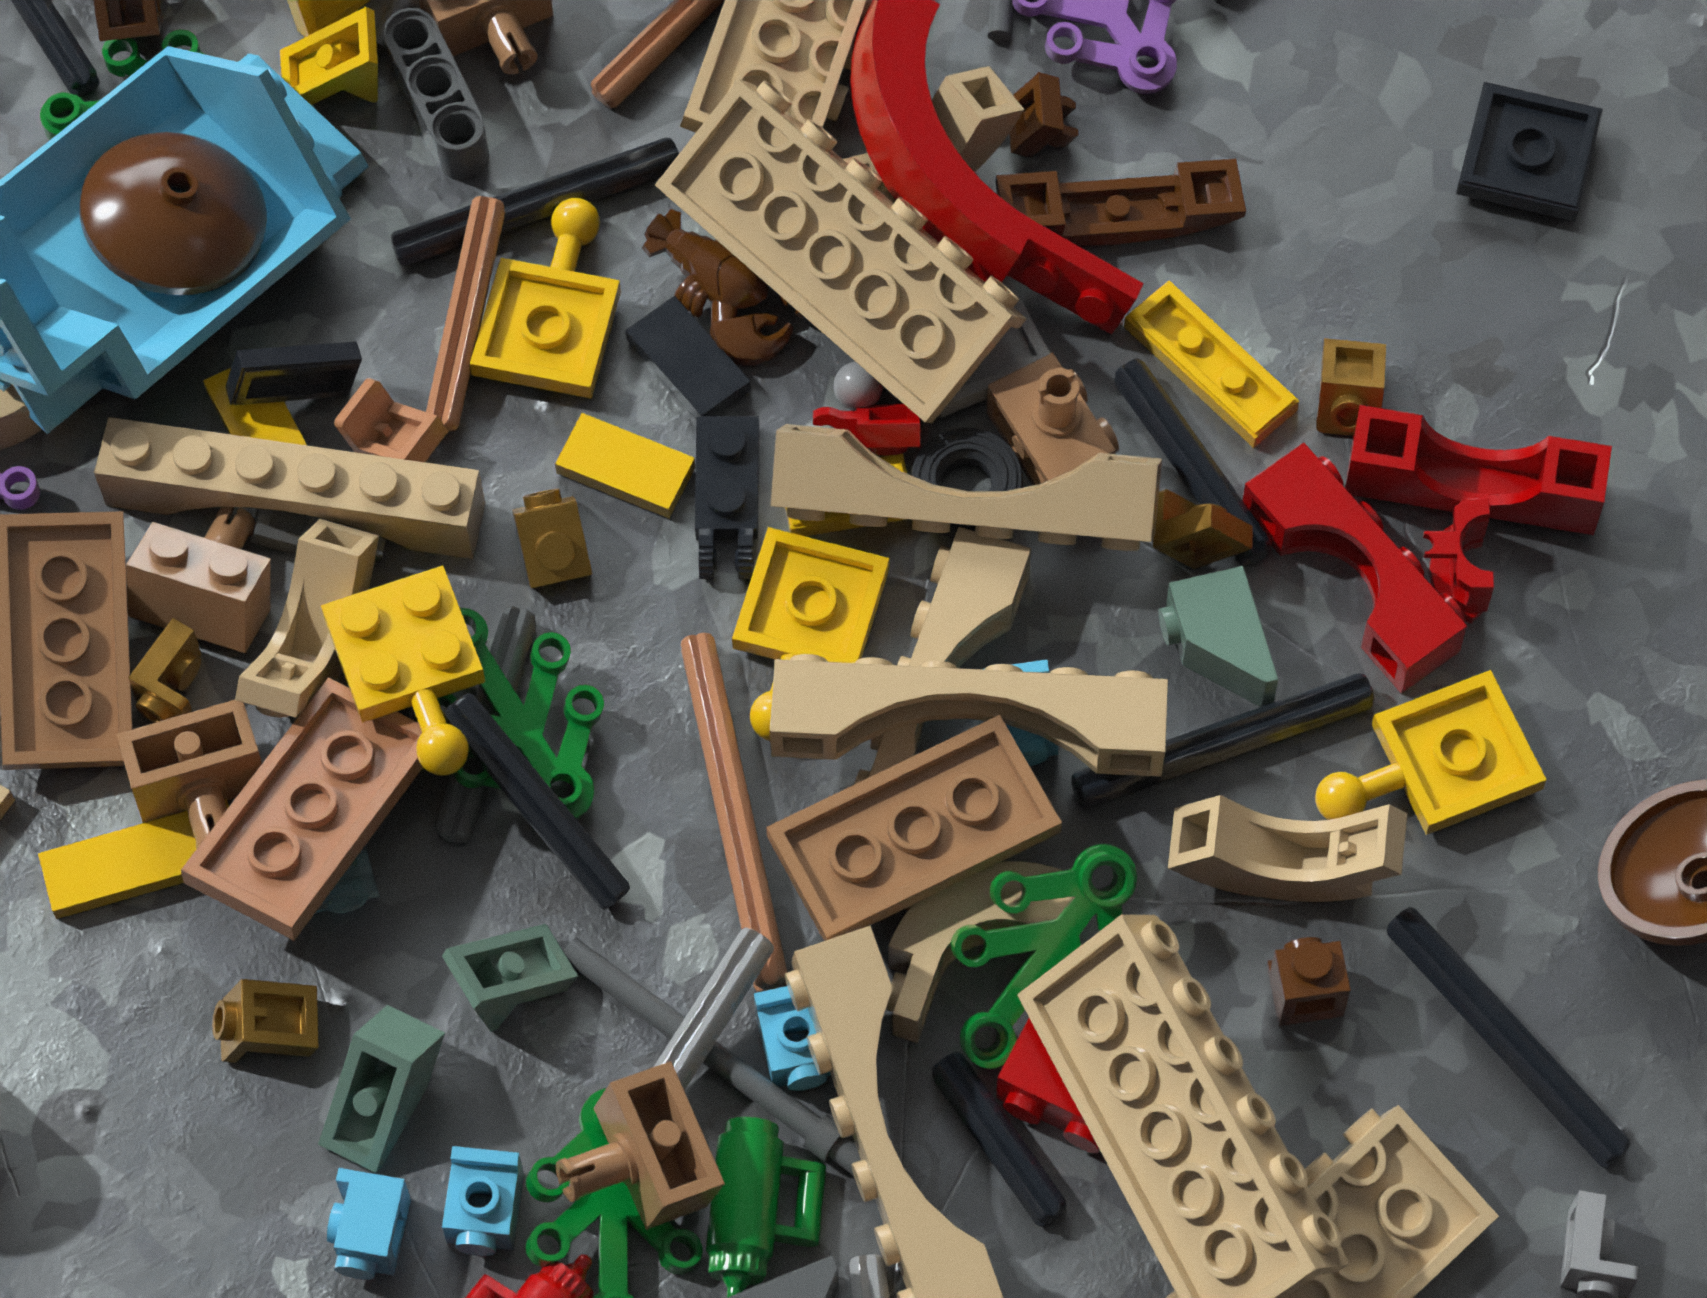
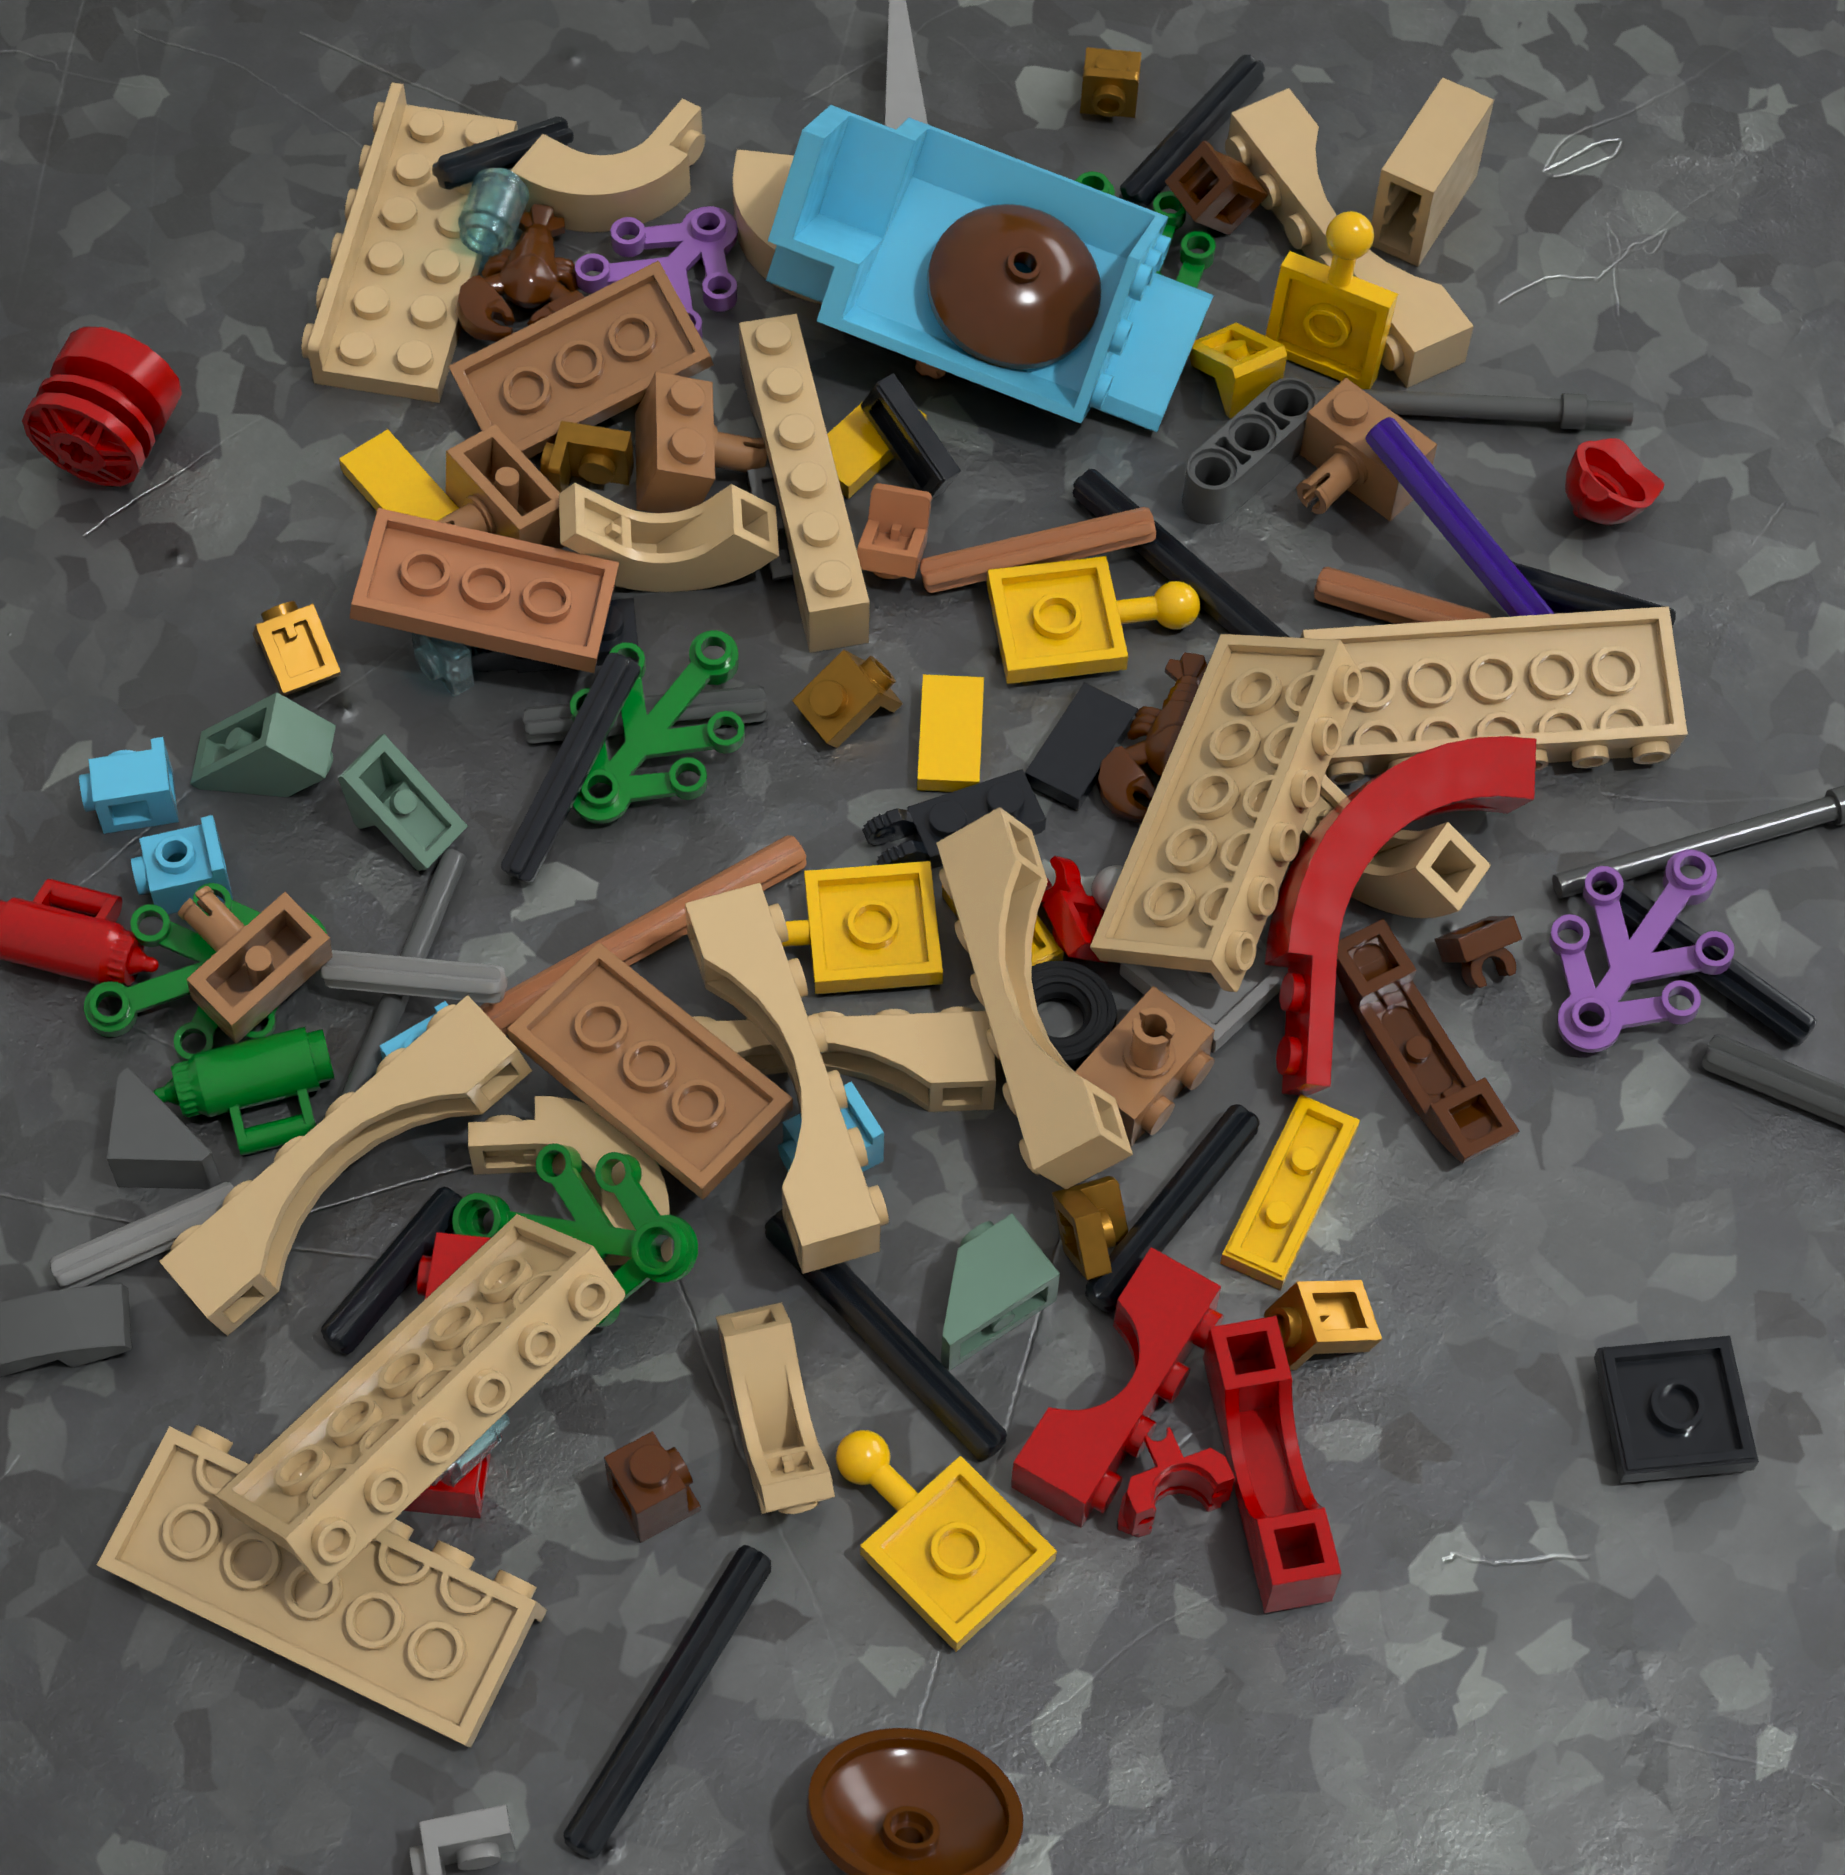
camera: 65 degrees right, 5 degrees down
(405, 650) = (662, 604): yellow plate -> none

